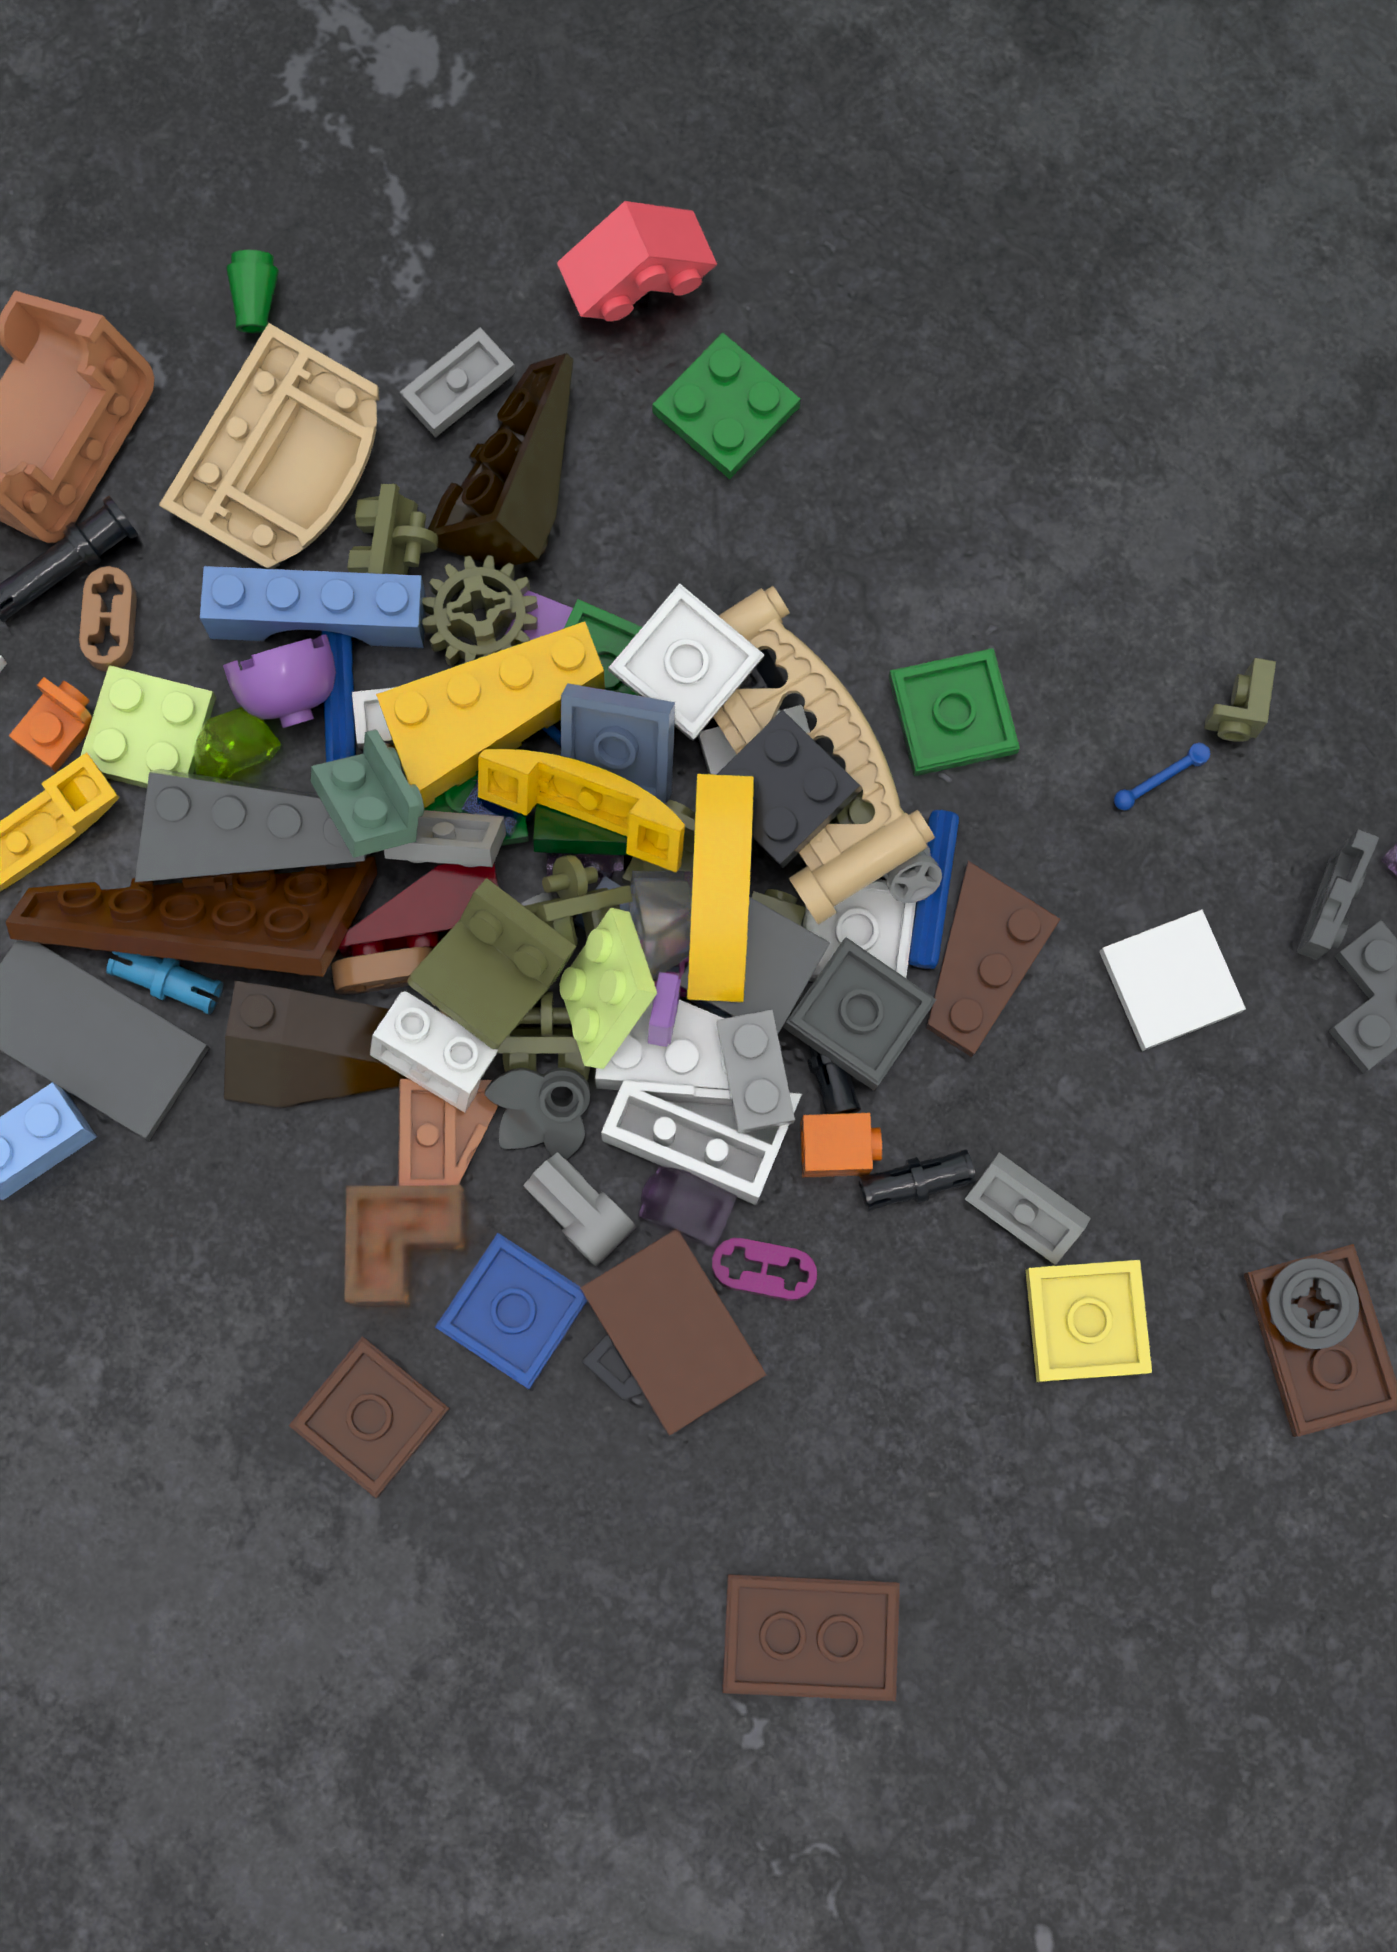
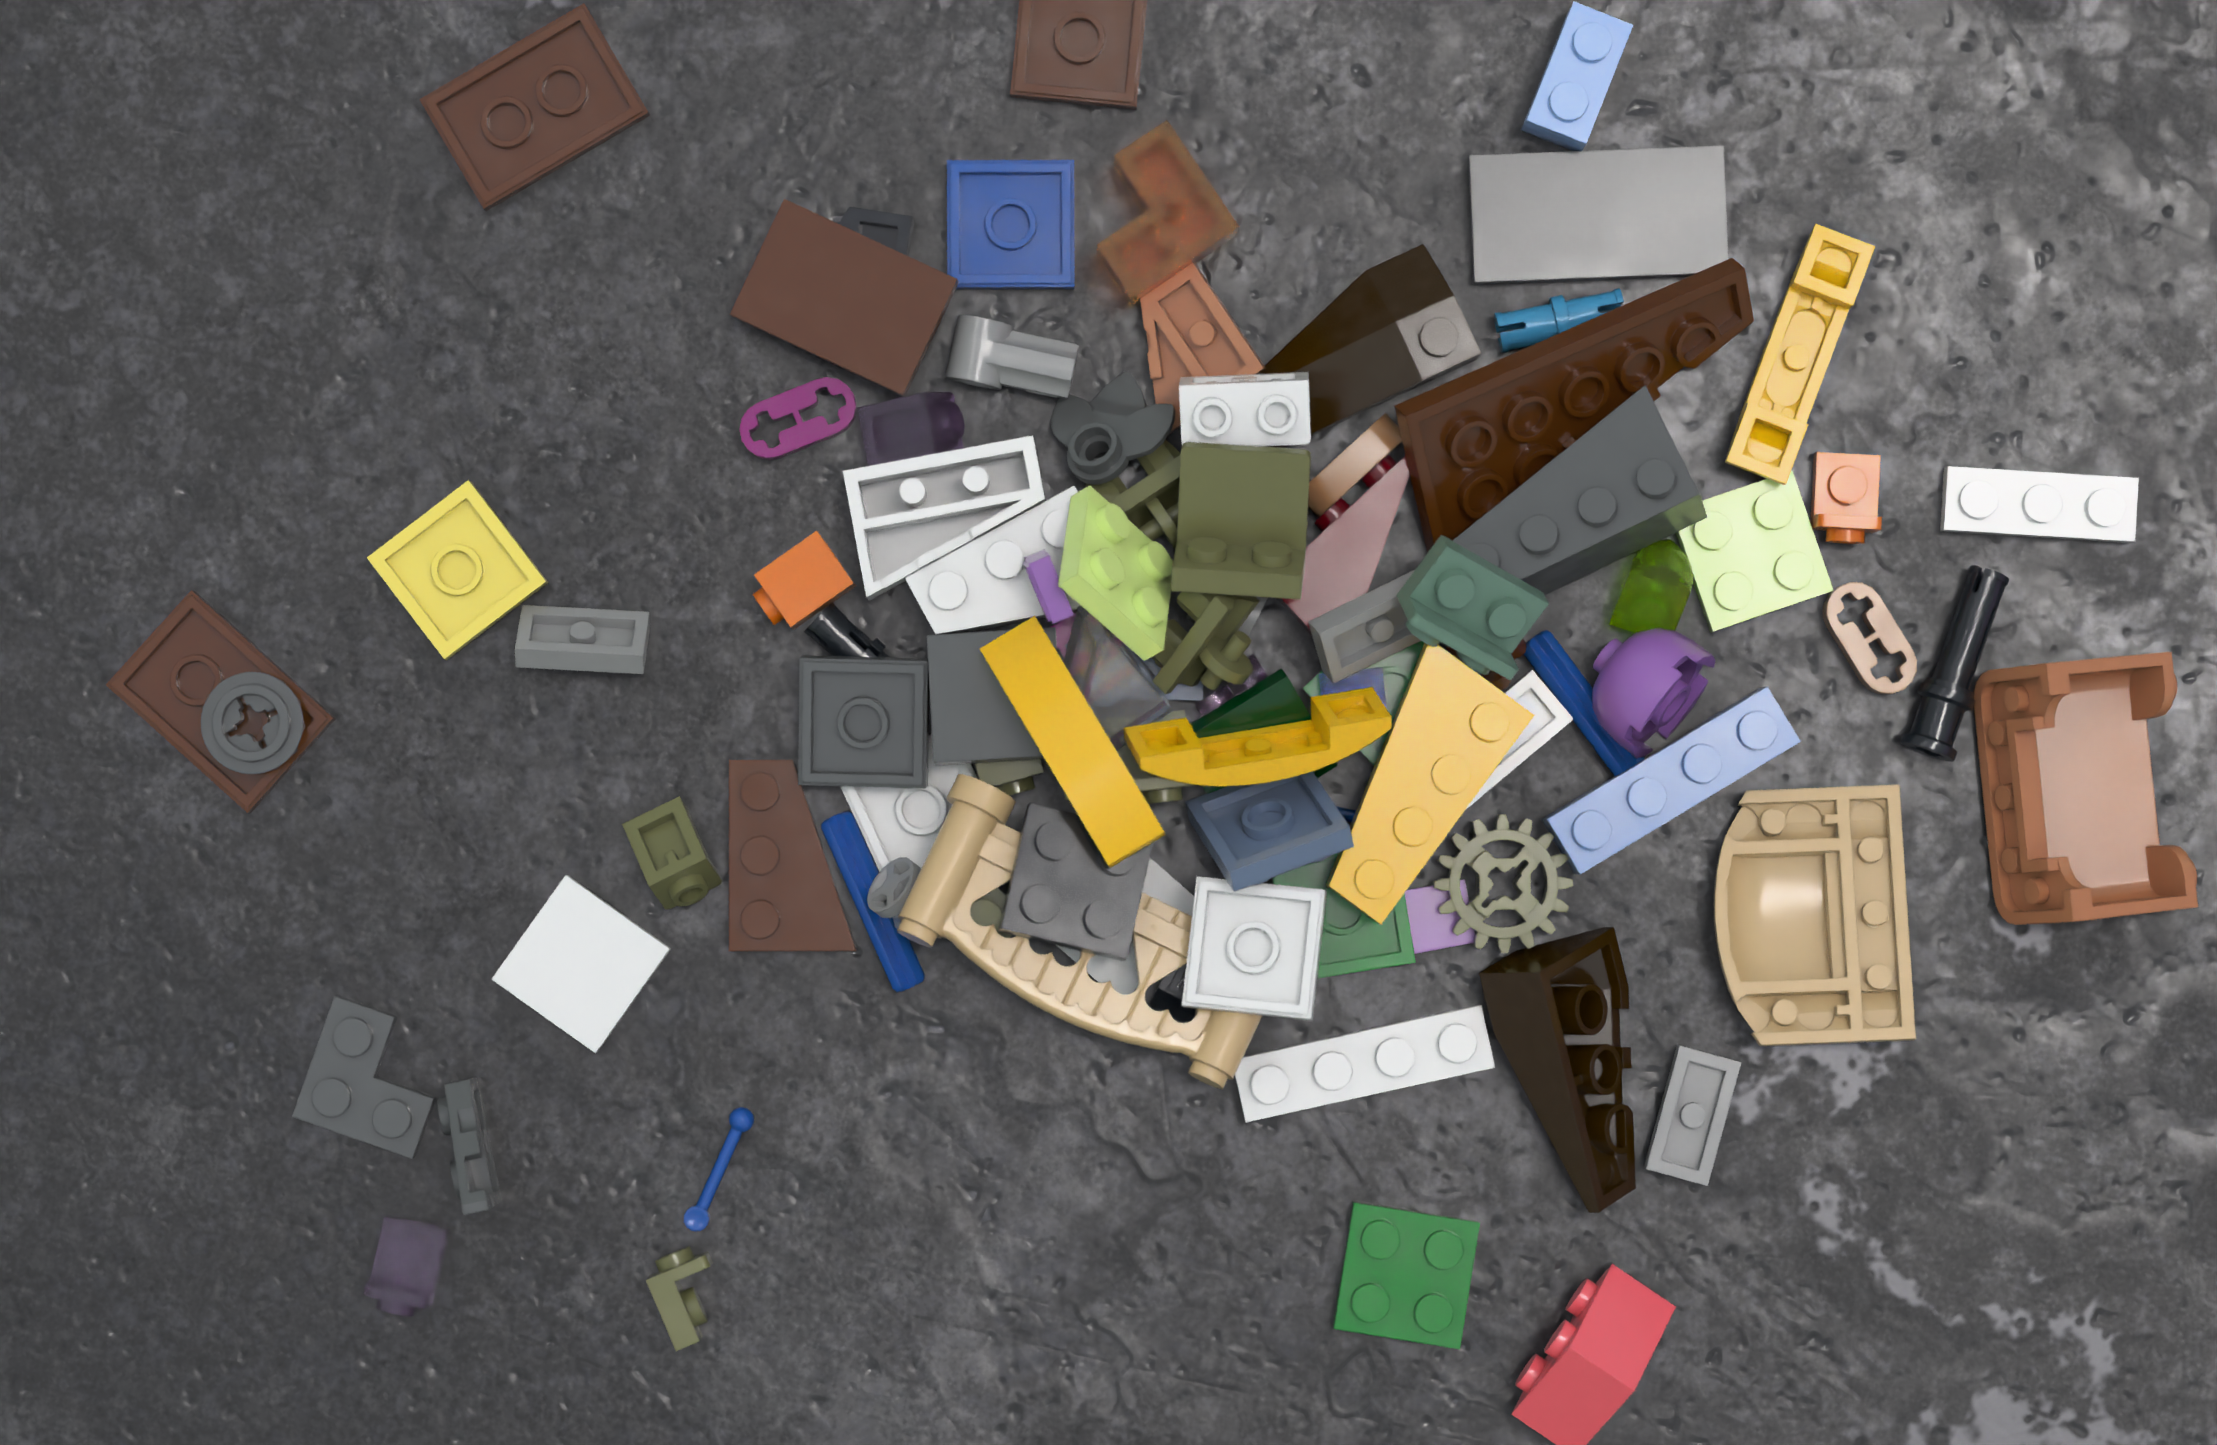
camera: 150 degrees right, 10 degrees up
(252, 287) = (1968, 1075): green cone -> none
(397, 534) = (1638, 907): olive hips -> none
(654, 557) = (1364, 1063): none -> white plate
(755, 1071) = (923, 587): light grey plate -> none
(917, 1180) = (706, 600): black pin -> none
(953, 712) = (968, 1099): green tile -> none
(1059, 1013) = (672, 854): none -> olive bracket

